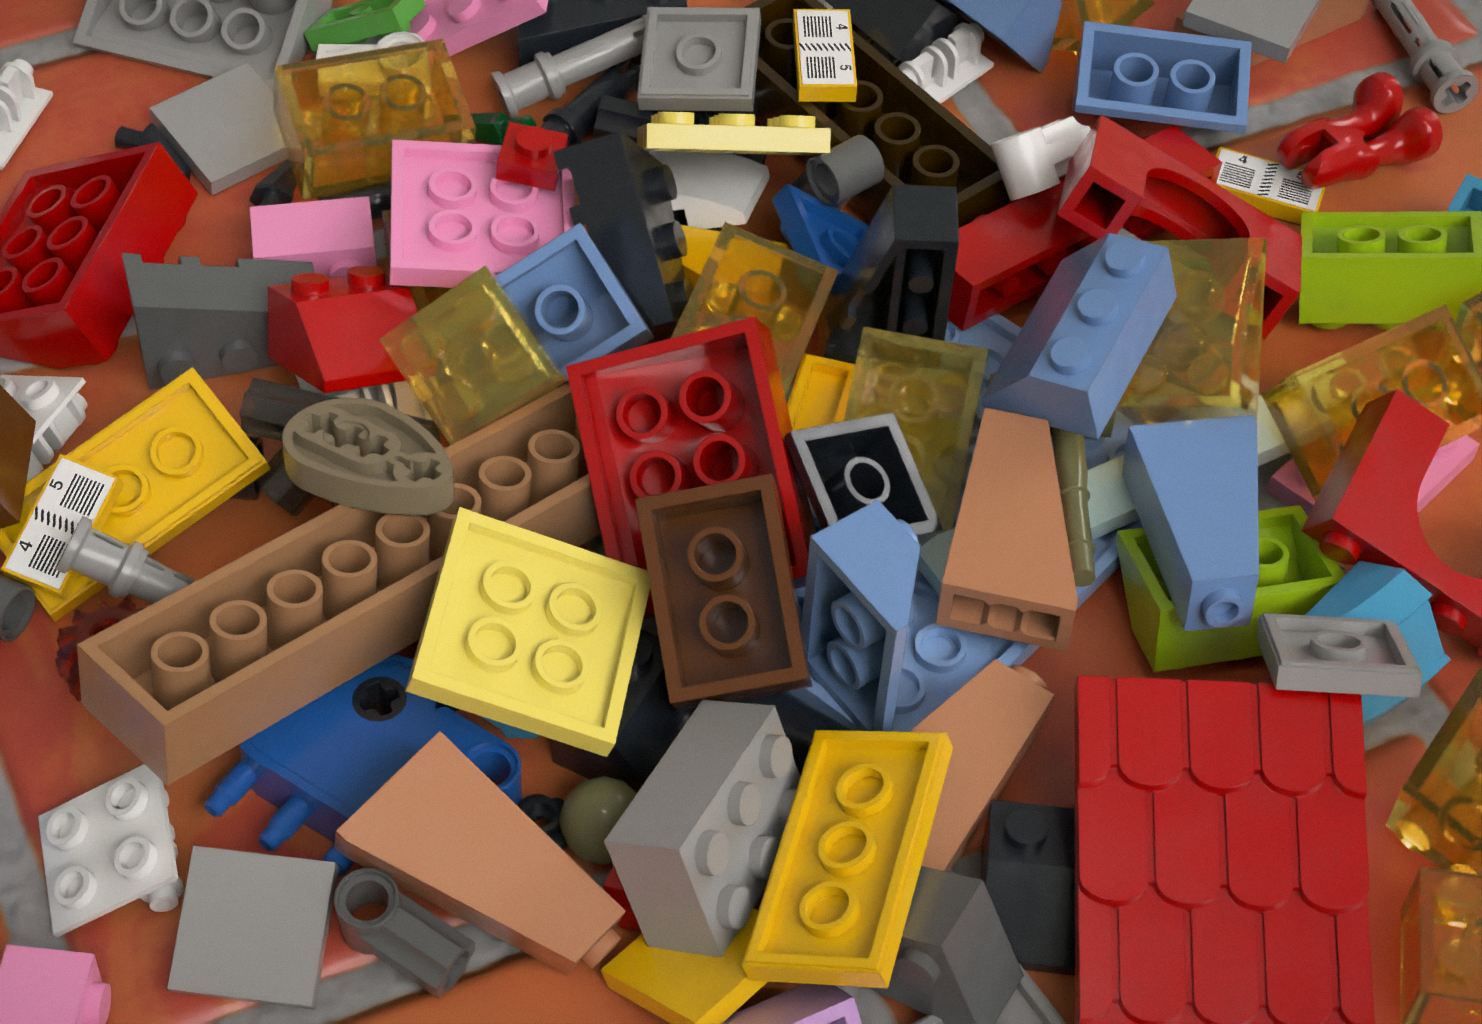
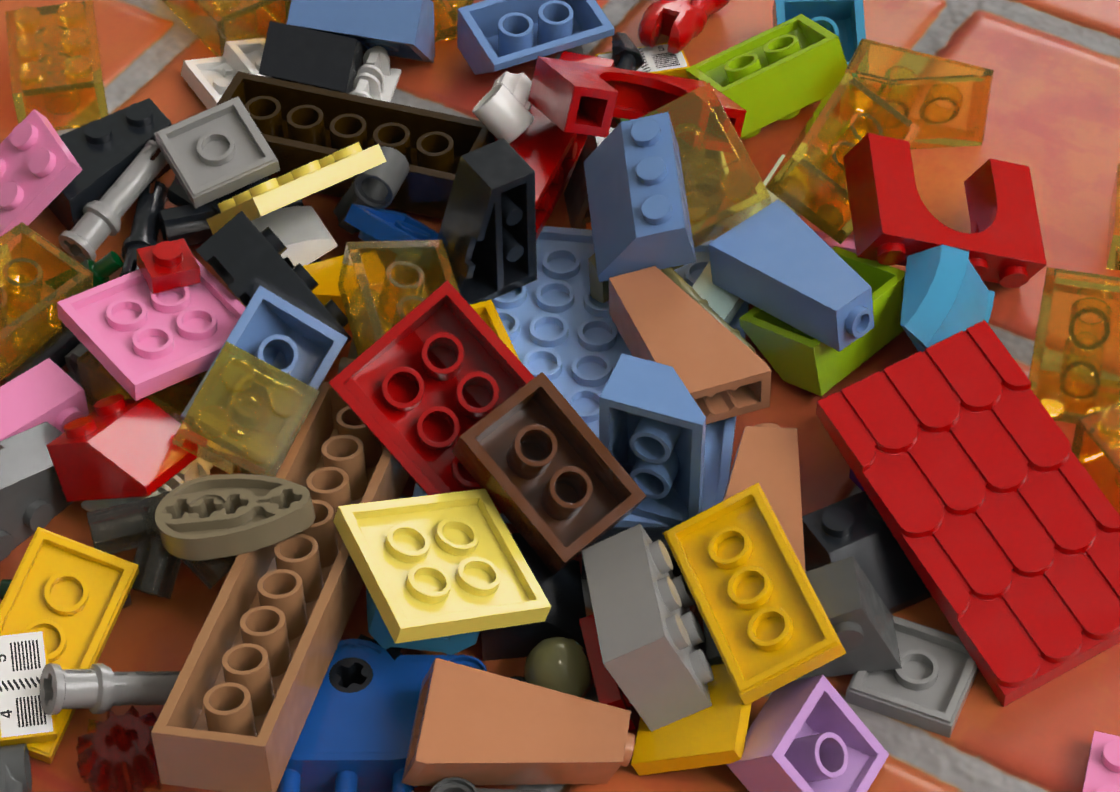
camera: 30 degrees left, 5 degrees down
(824, 55) = (304, 109): tile -> none
(860, 463) = (572, 360): black slope -> none
(936, 401) = (558, 316): clear yellow slope -> none
(1246, 165) = (625, 52): none -> black bar
(1338, 655) = (953, 310): light grey tile -> none

